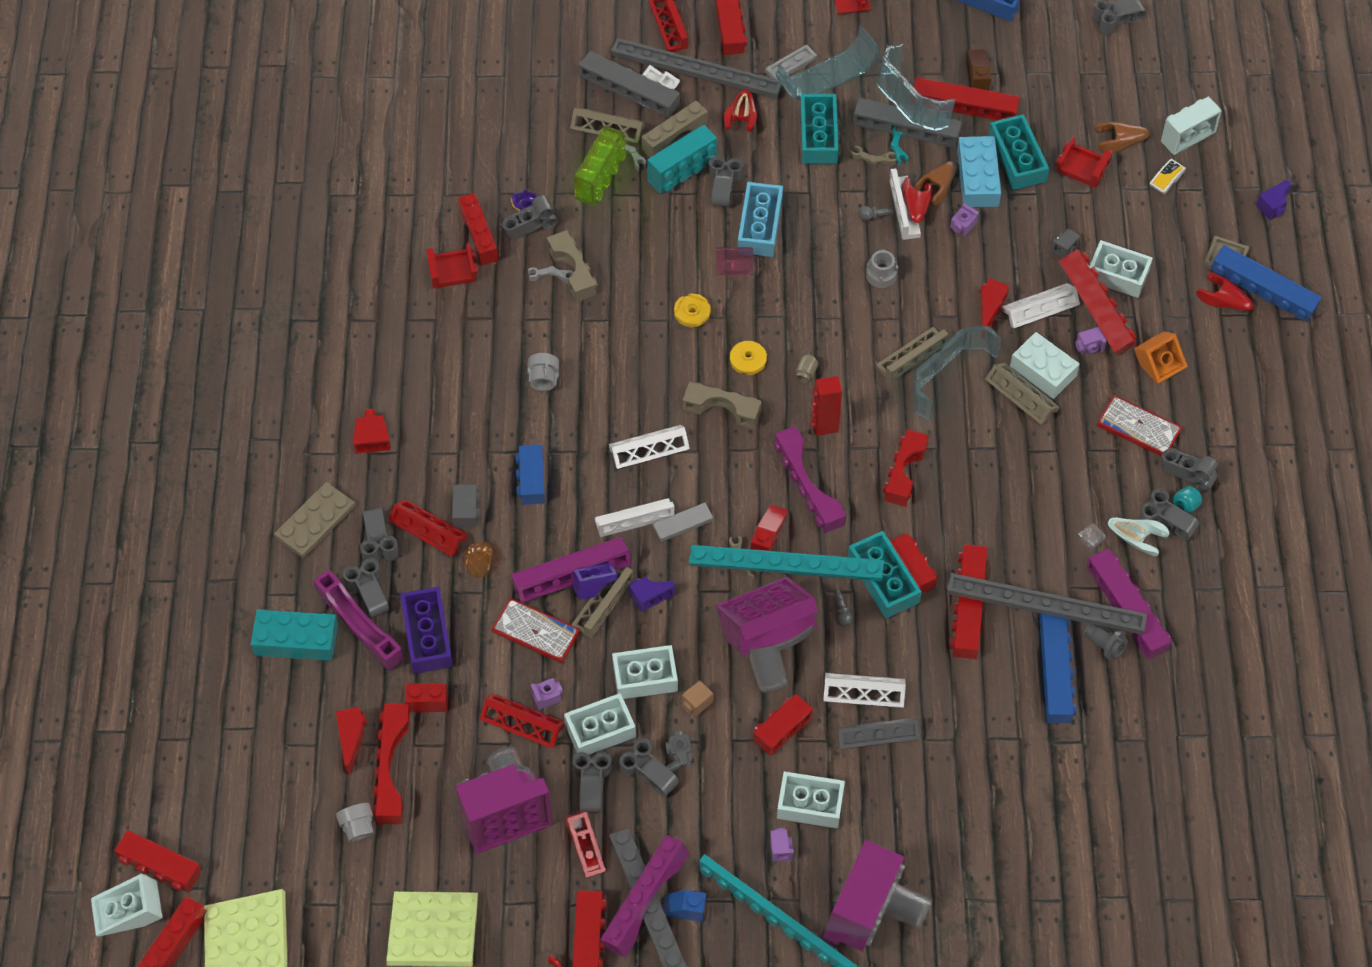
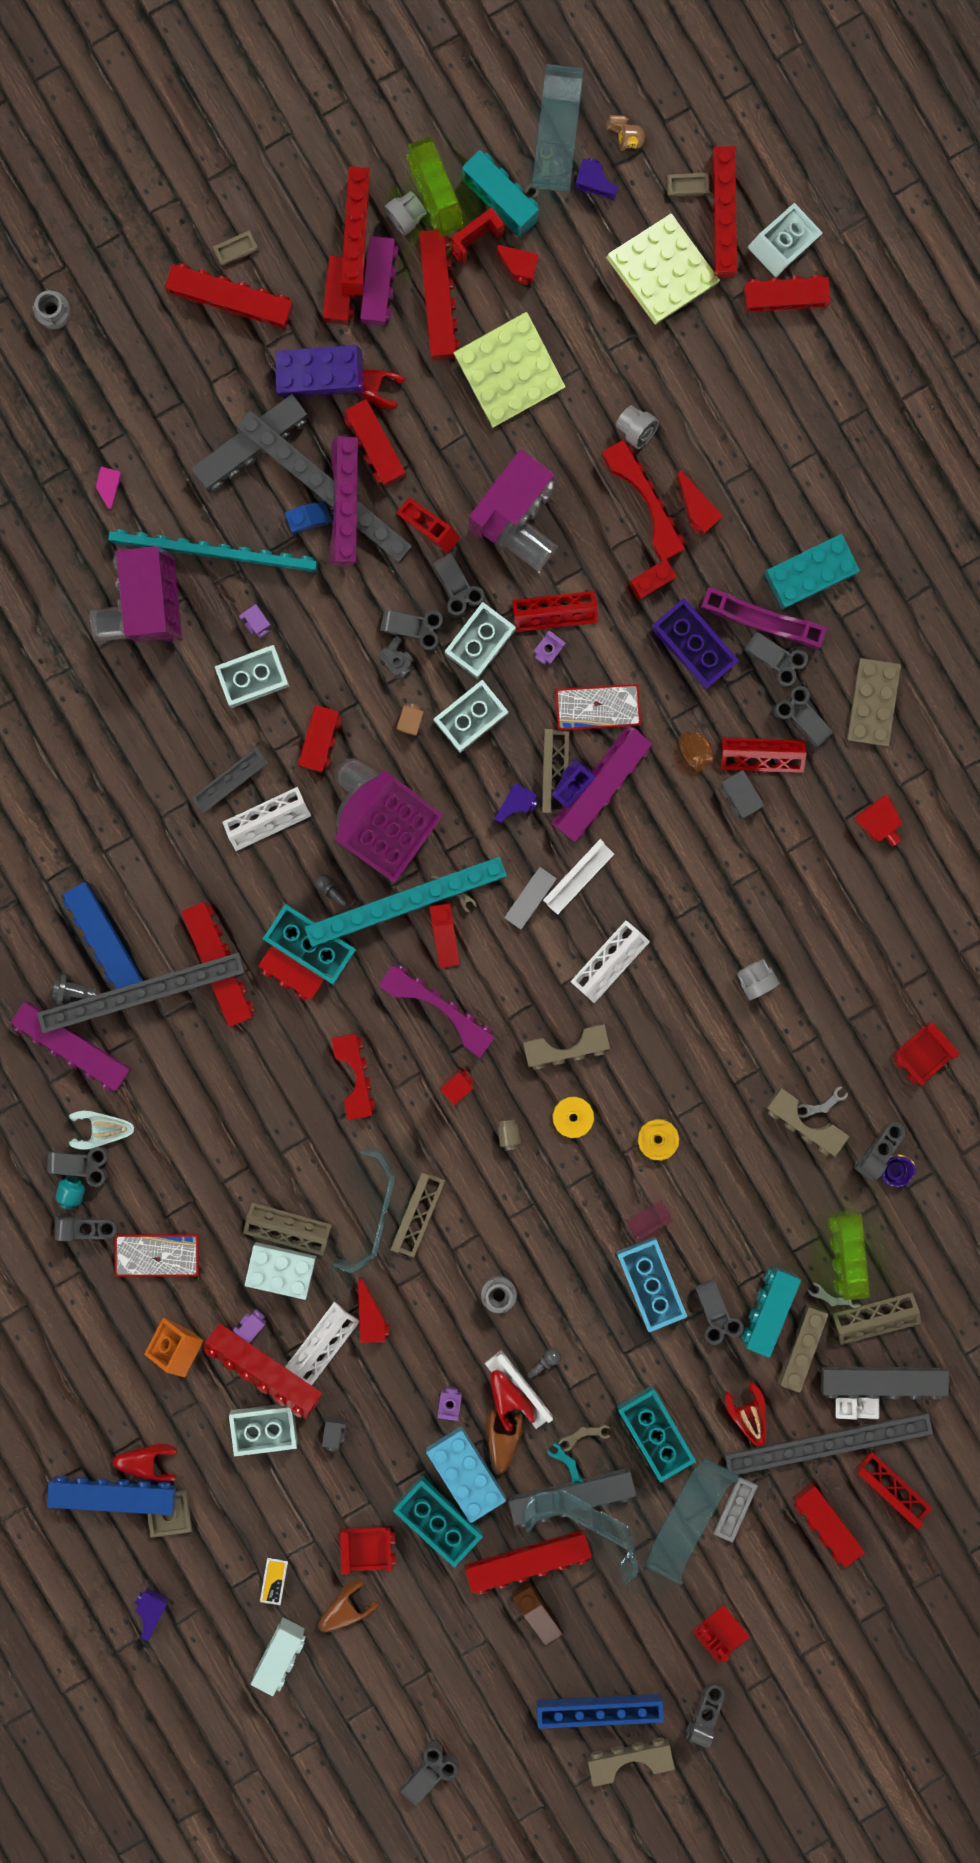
camera: 150 degrees right, 30 degrees up
(478, 227) = (926, 1110): red arch -> none
(530, 474) = (701, 864): blue brick -> none
(1092, 536) = (140, 1101): clear plate -> none

